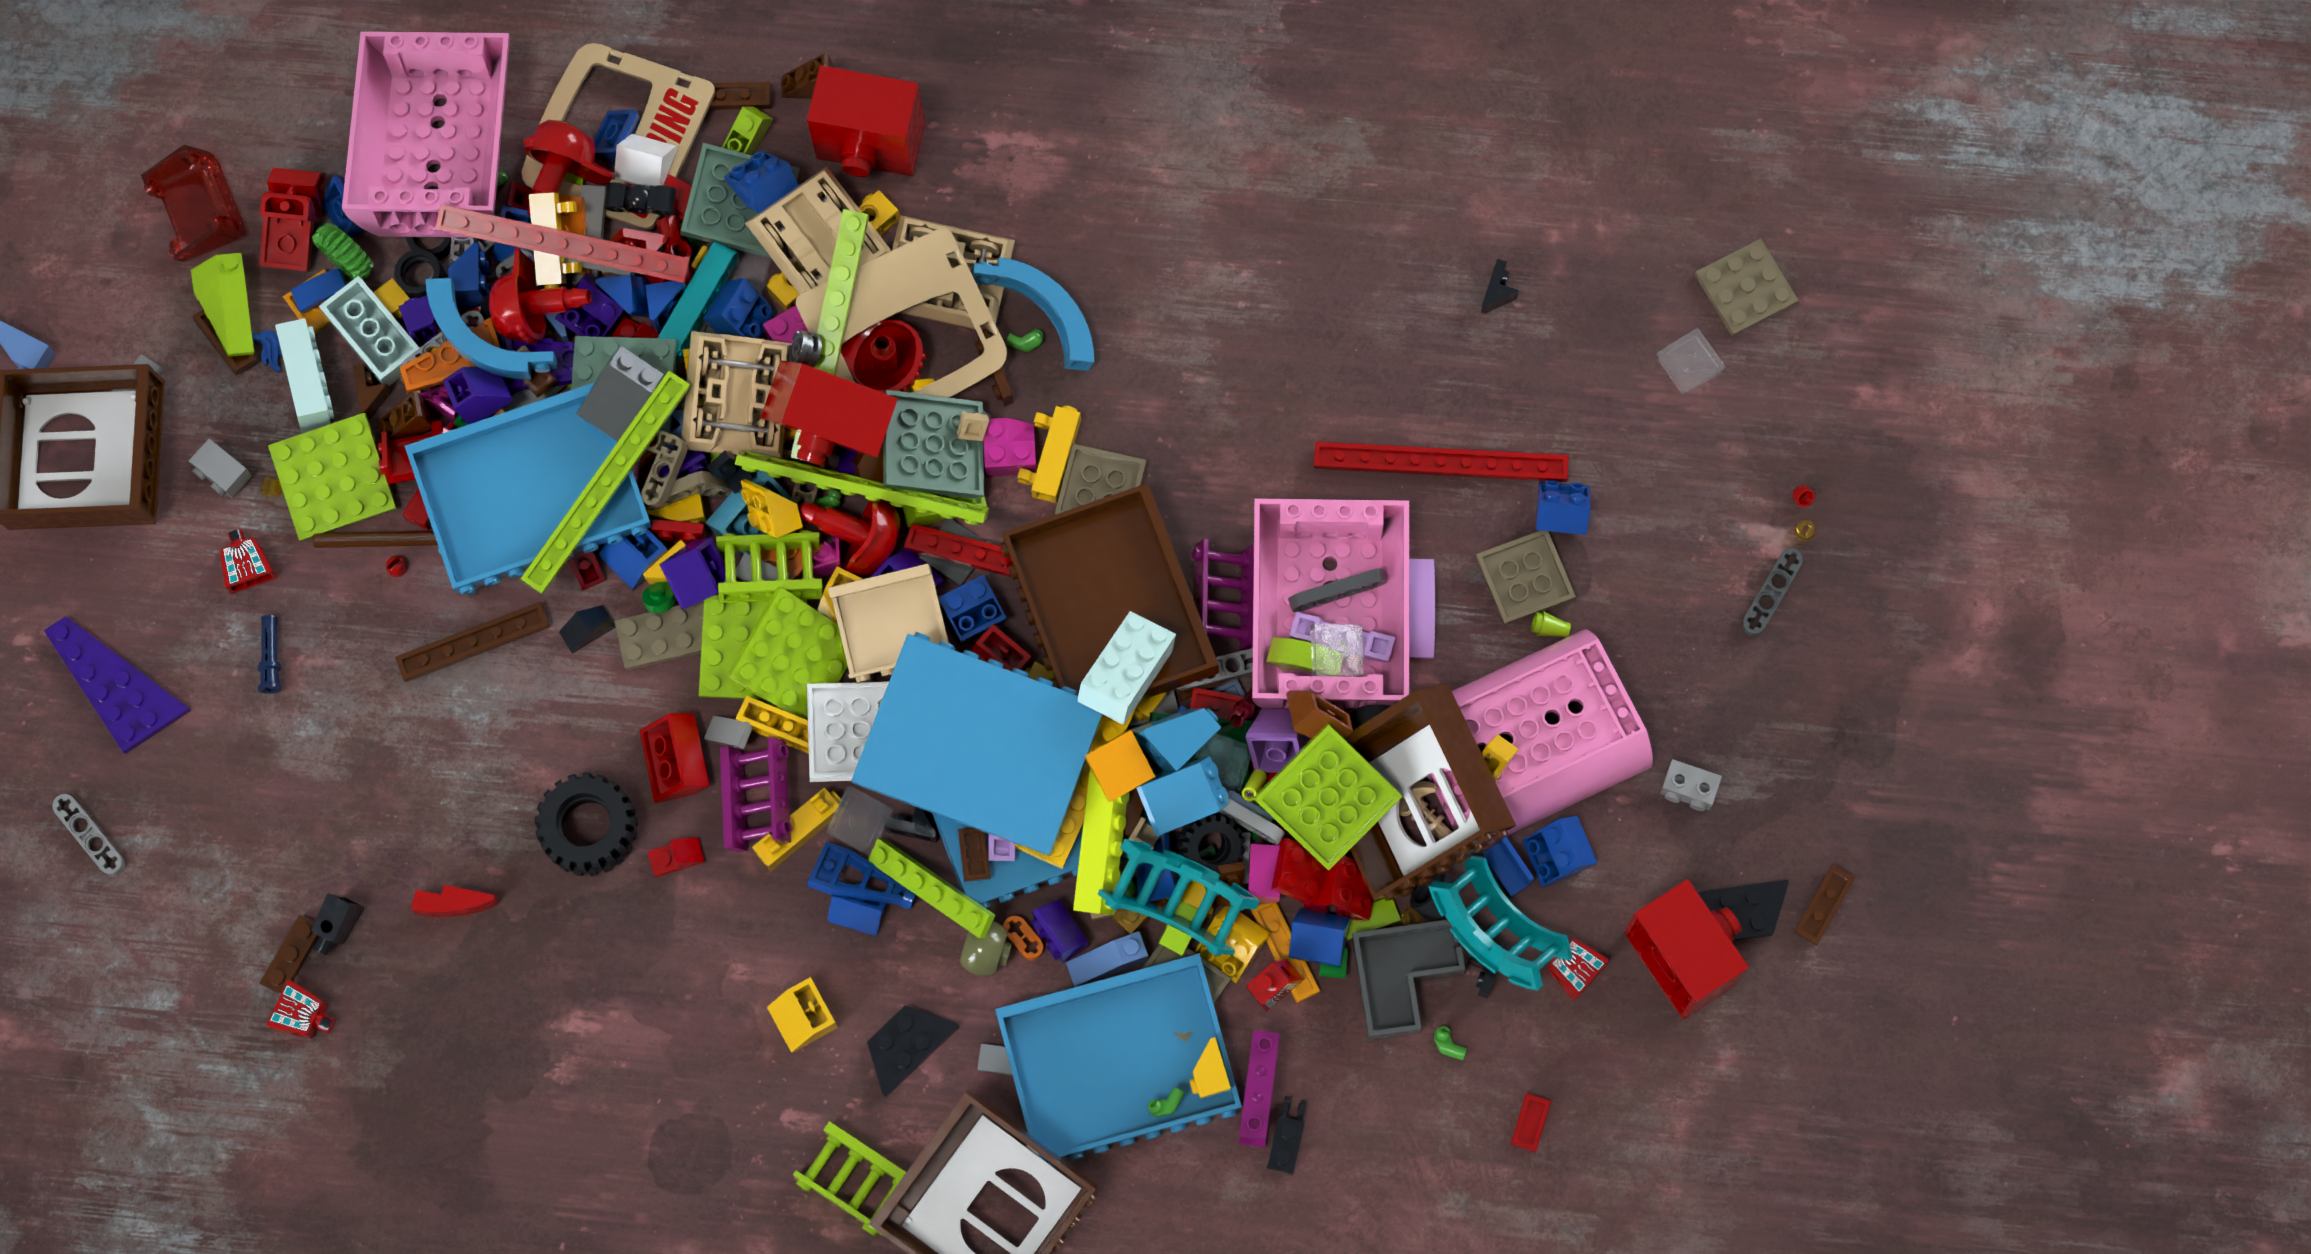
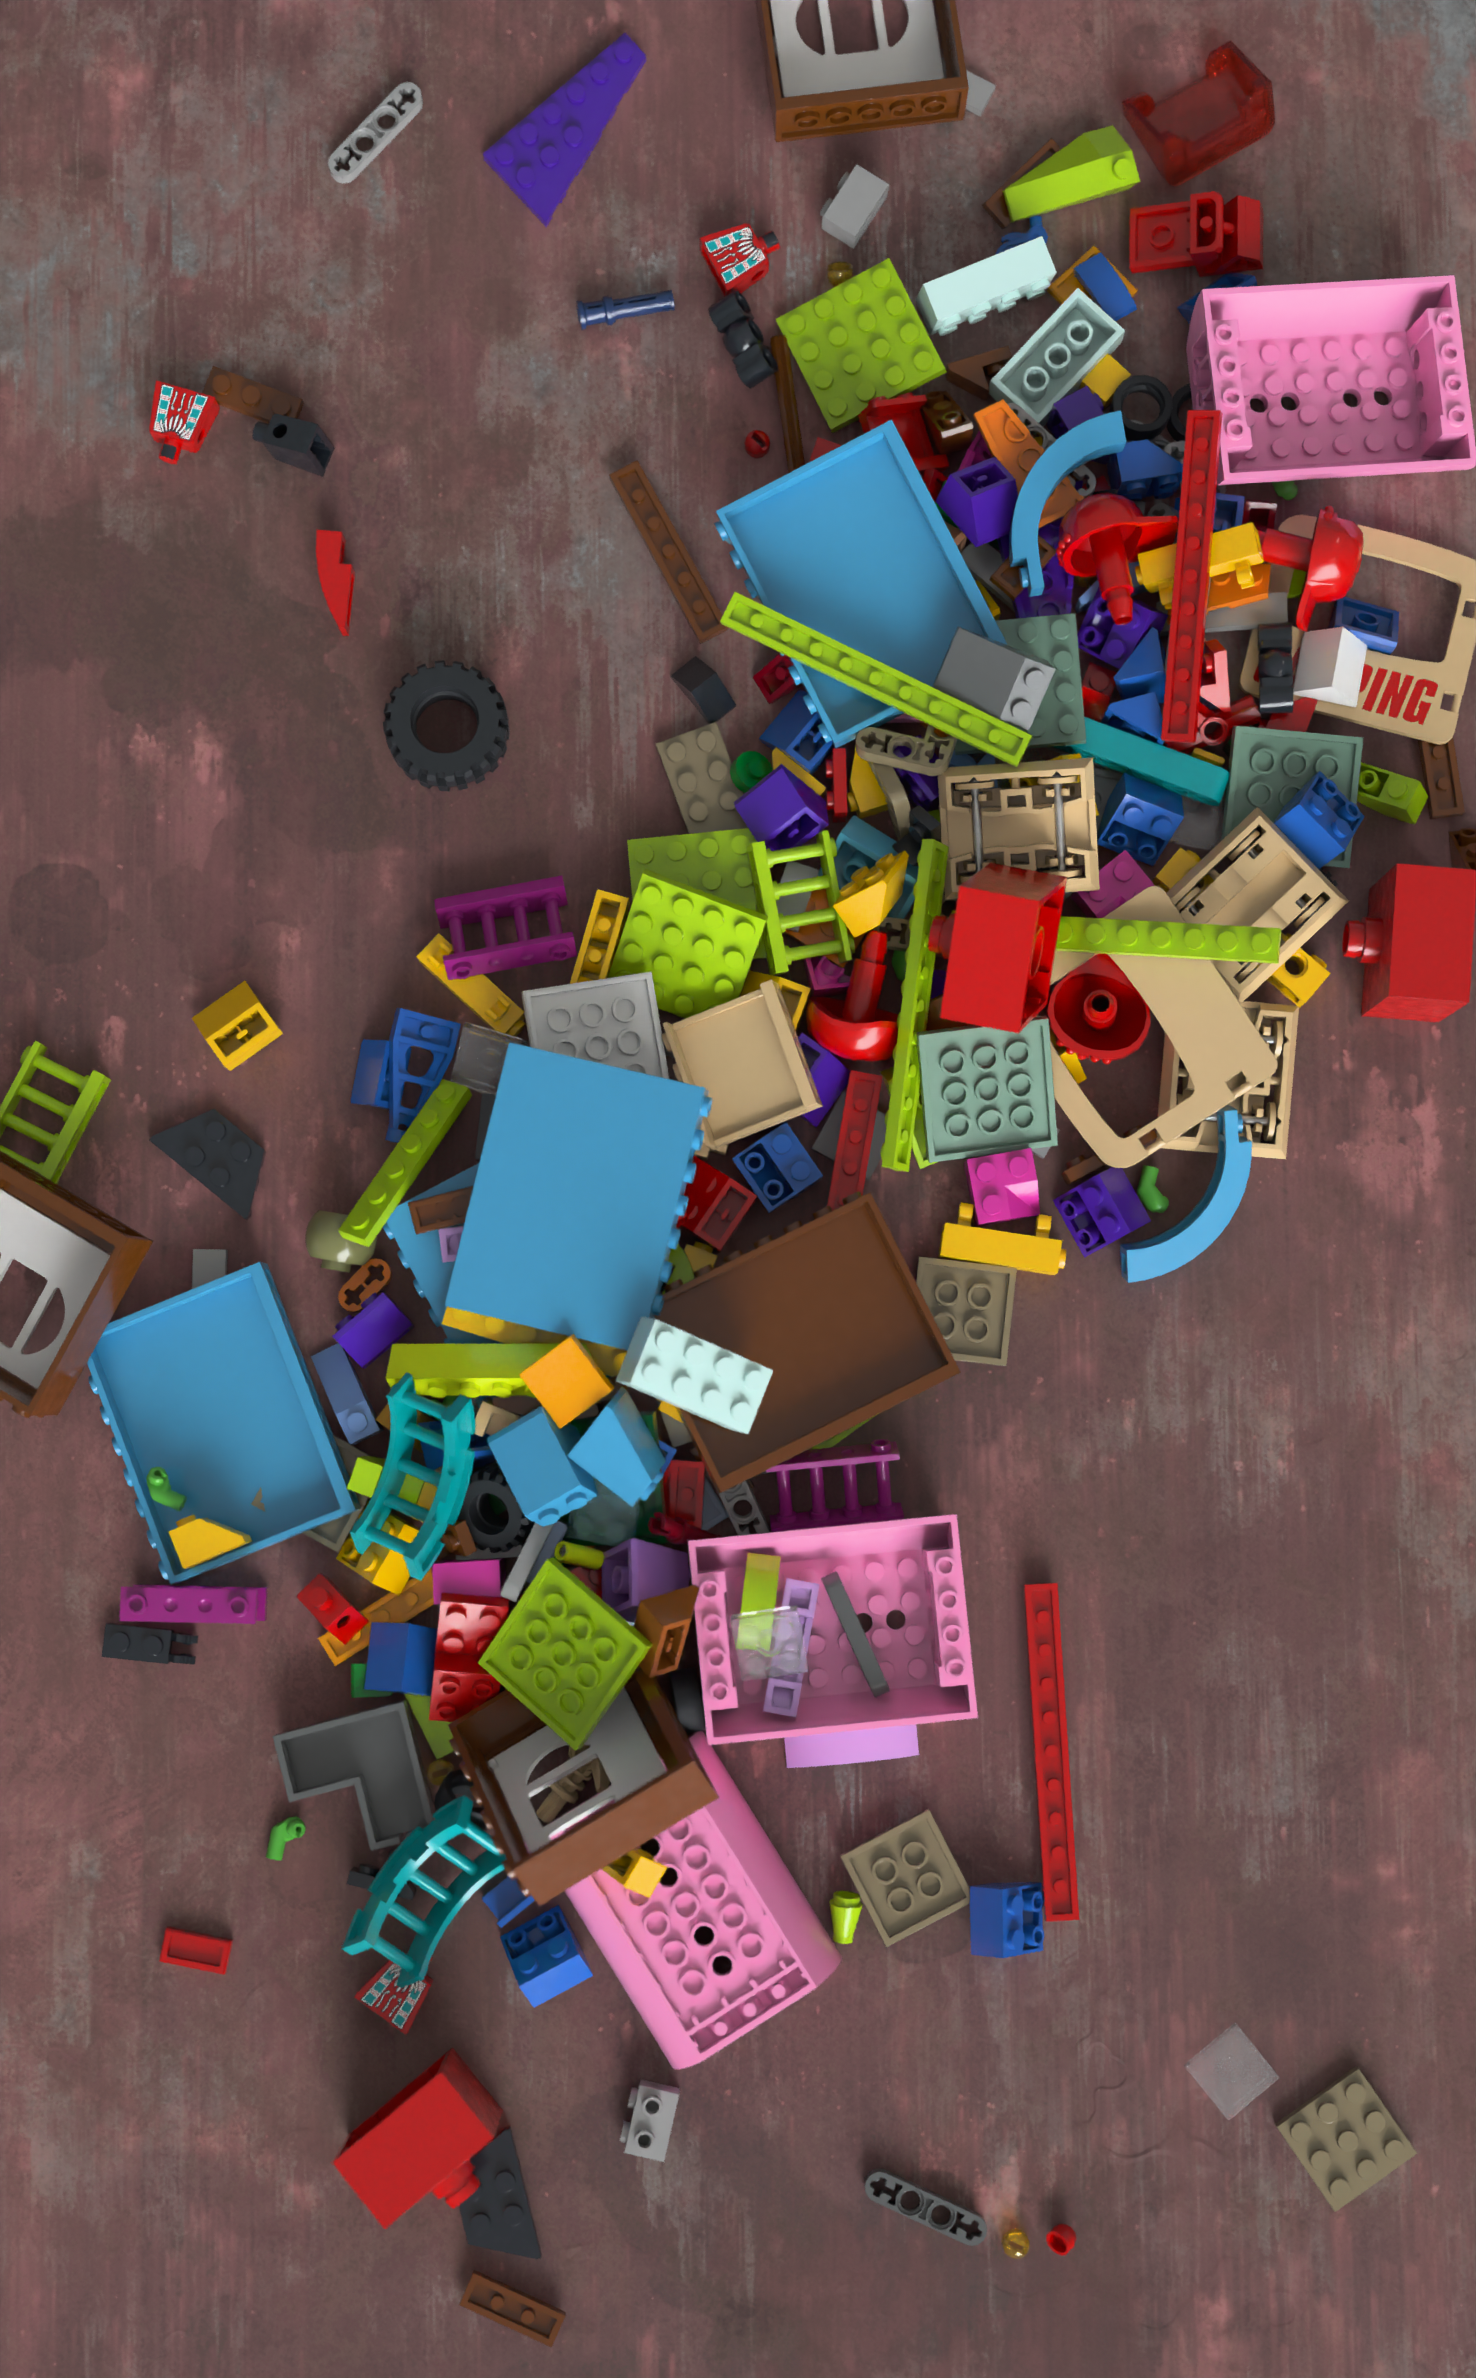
camera: 75 degrees right, 10 degrees up
(311, 565) = (743, 339): none -> black piece
(343, 251) = (1156, 307): bright green gear -> none
(674, 757) = (547, 822): red slope -> none
(677, 856) = (423, 843): red slope -> none
(728, 732) = (583, 883): light grey tile -> none
(805, 348) = (1088, 907): flat silver wheel -> none
(972, 426) = (1017, 1136): tan tile -> none
(1036, 377) = (1101, 1210): none -> dark purple slope
(1497, 292) = (1292, 1801): black slope -> none

